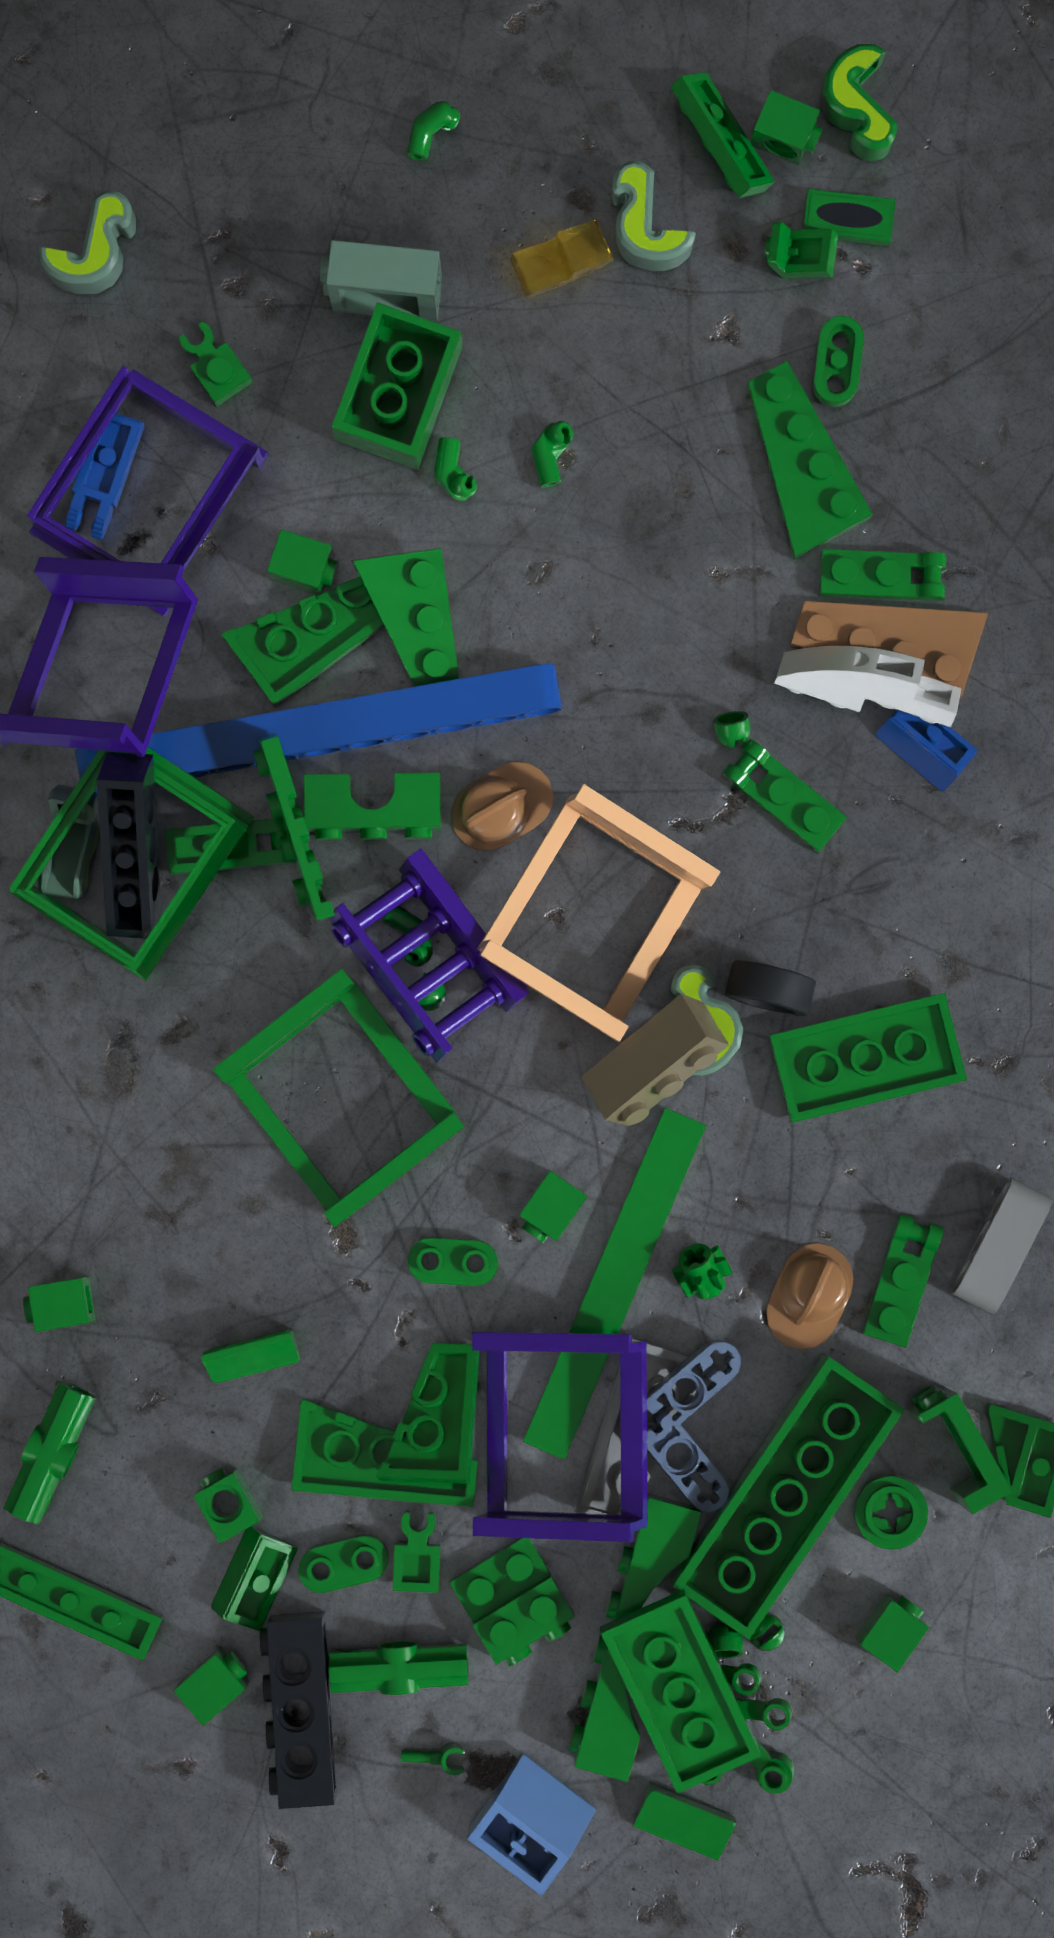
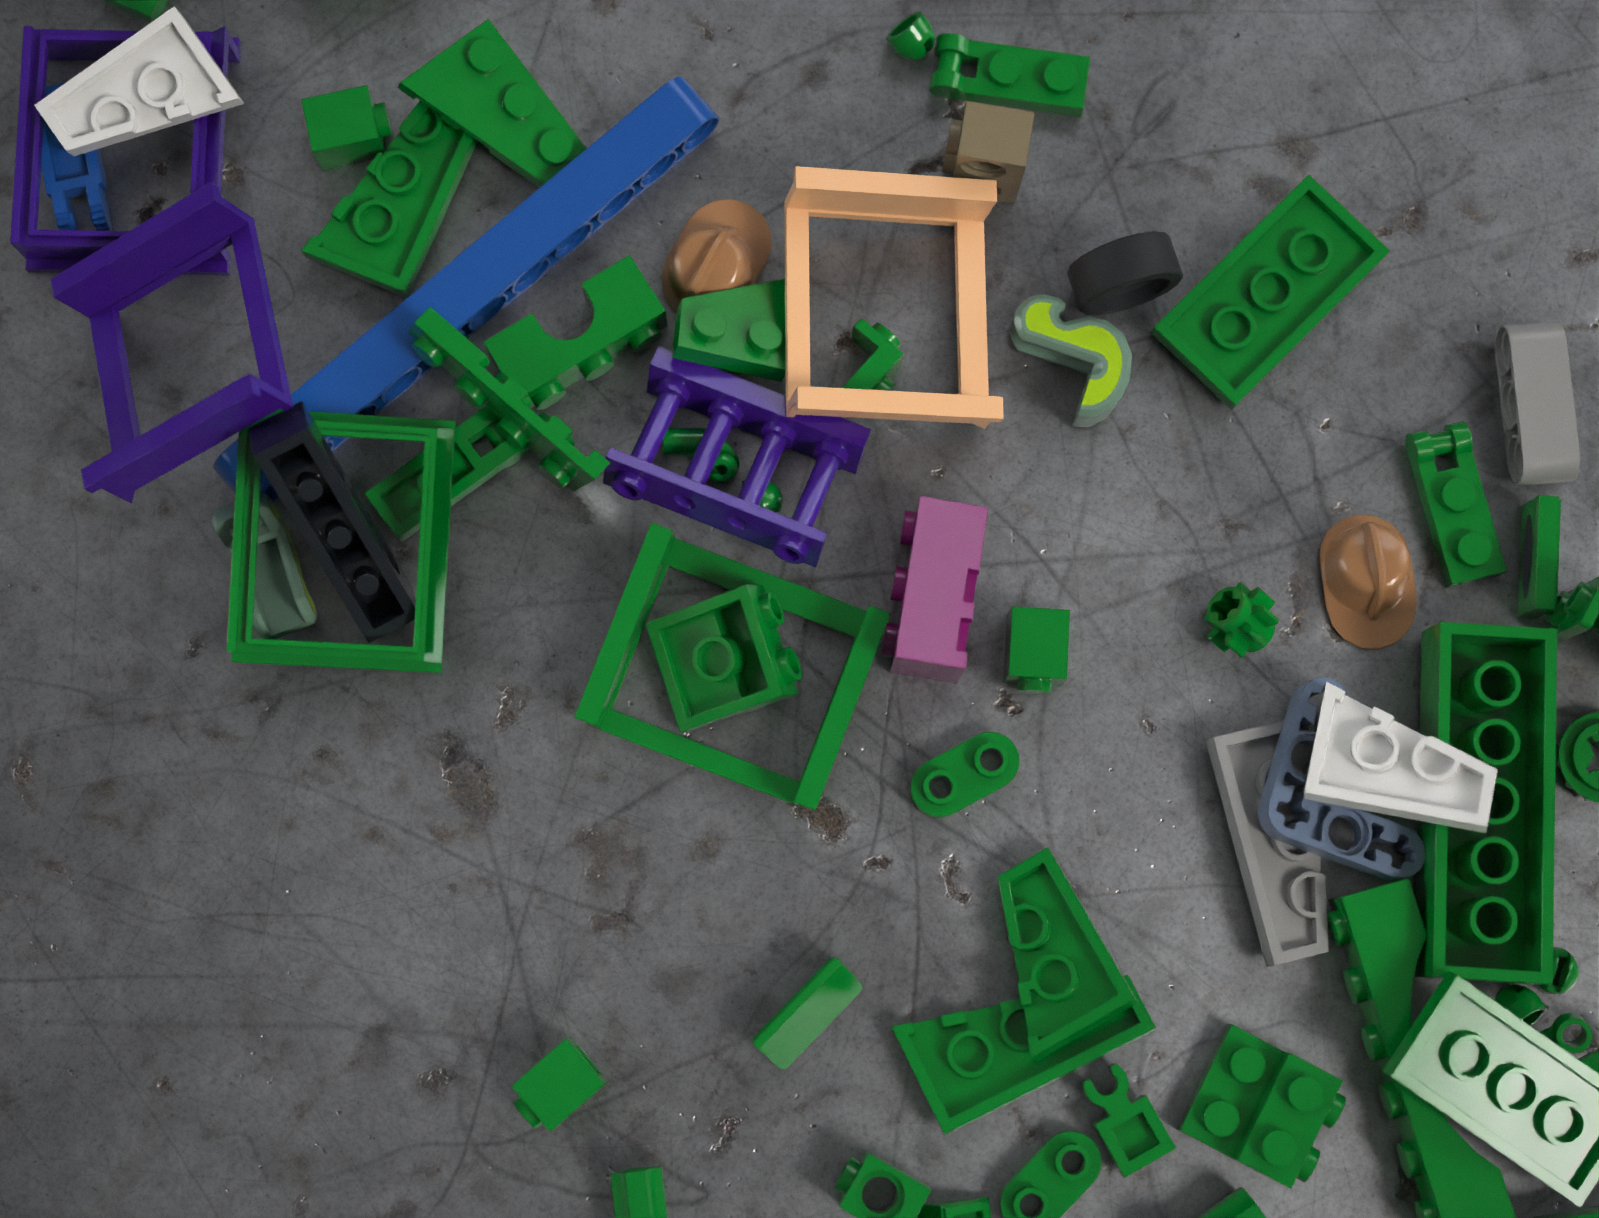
camera: 35 degrees left, 5 degrees down
(174, 459) = (139, 88): none -> white wing
(339, 1086) = (724, 656): none -> green plate
(480, 867) = (735, 330): none -> green wing
(508, 1126) = (936, 589): none -> magenta wedge
(554, 957) = (884, 357): none -> green bracket
(615, 1280) = (1153, 695): green tile -> none
(633, 1408) = (1268, 986): dark purple piece -> none
(655, 1061) = (1053, 420): dark tan brick -> none
(728, 846) = (990, 146): none -> dark tan brick
(730, 1433) = (1388, 769): none -> white wing
(934, 1352) = (1539, 556): none -> green tile

